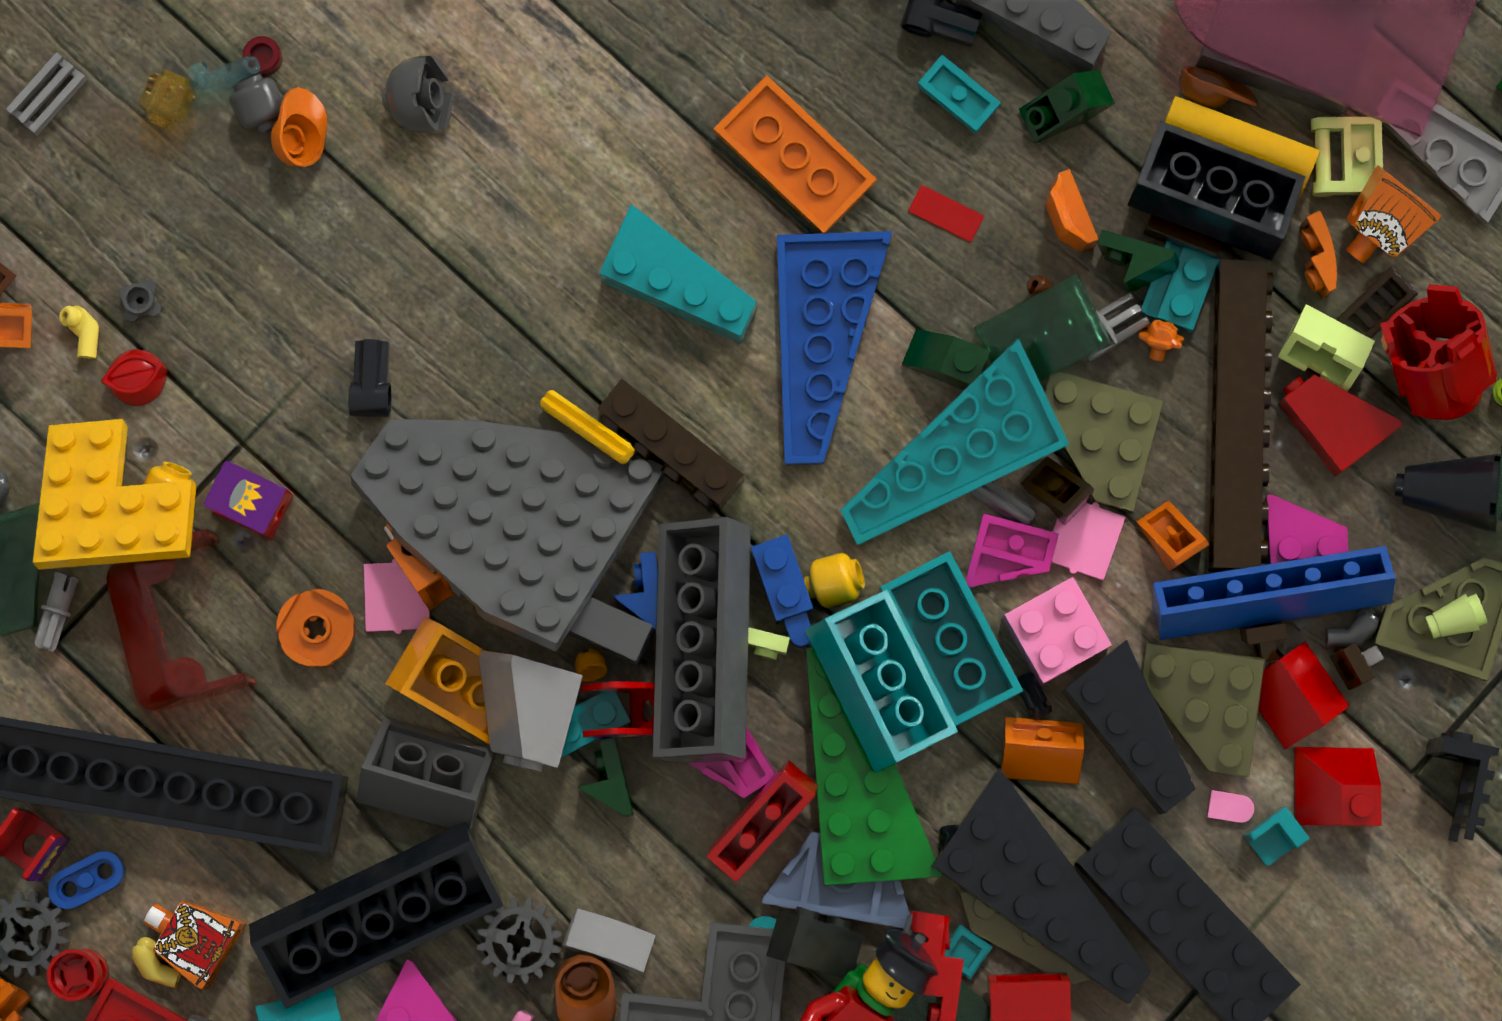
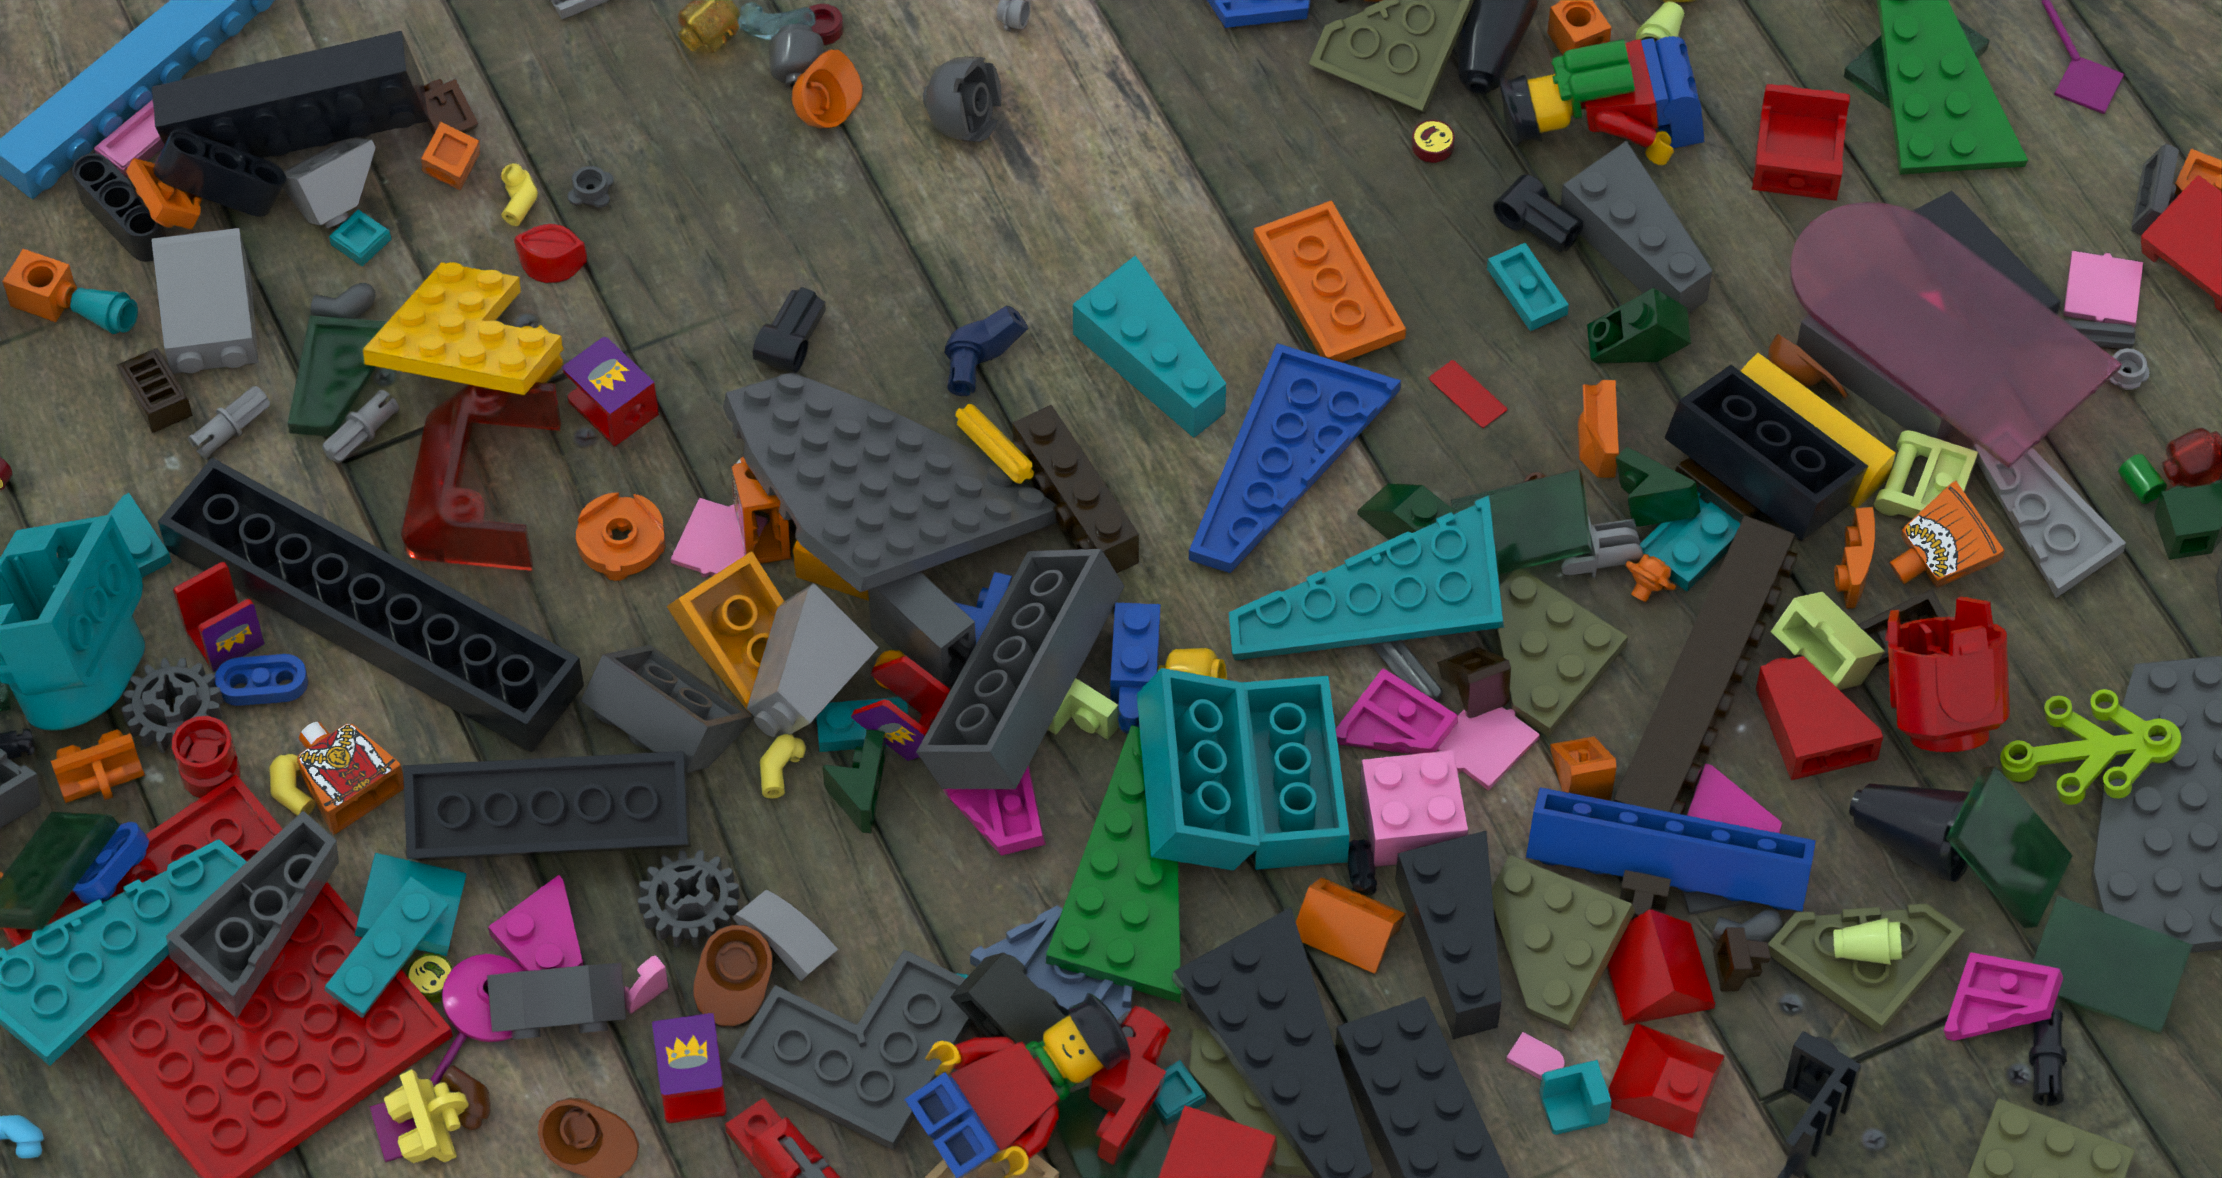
camera: 20 degrees right, 25 degrees down
(529, 328) = (978, 344): none -> dark blue arm
(531, 790) = (782, 750): none -> light yellow arm
(762, 821) = (1006, 864): red brick -> none

